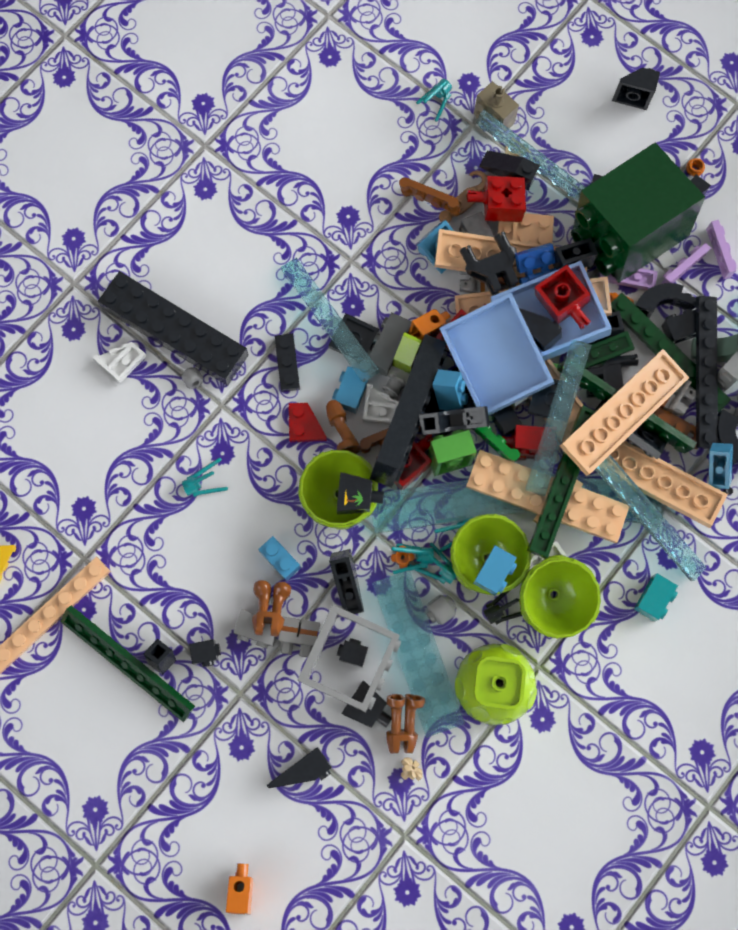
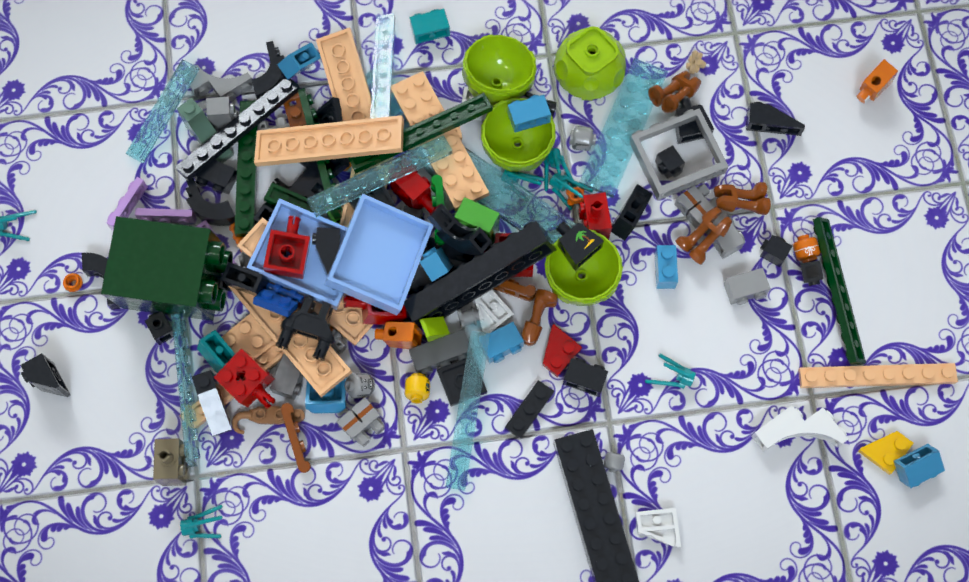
camera: 135 degrees left, 5 degrees down
(82, 515) = (791, 425): none -> white arch
(180, 676) = (806, 248): none -> orange head
(202, 600) = (747, 286): none -> light grey brick
(259, 690) = (728, 197): none -> dark orange piece
(266, 419) = (585, 376): none -> black brick
(368, 545) = (595, 213): none -> red brick
(380, 304) = (417, 388): none -> yellow head
(399, 247) = (354, 428): none -> light grey hips
(422, 270) = (359, 385): none -> light grey head
(543, 203) = (215, 350): none -> teal brick

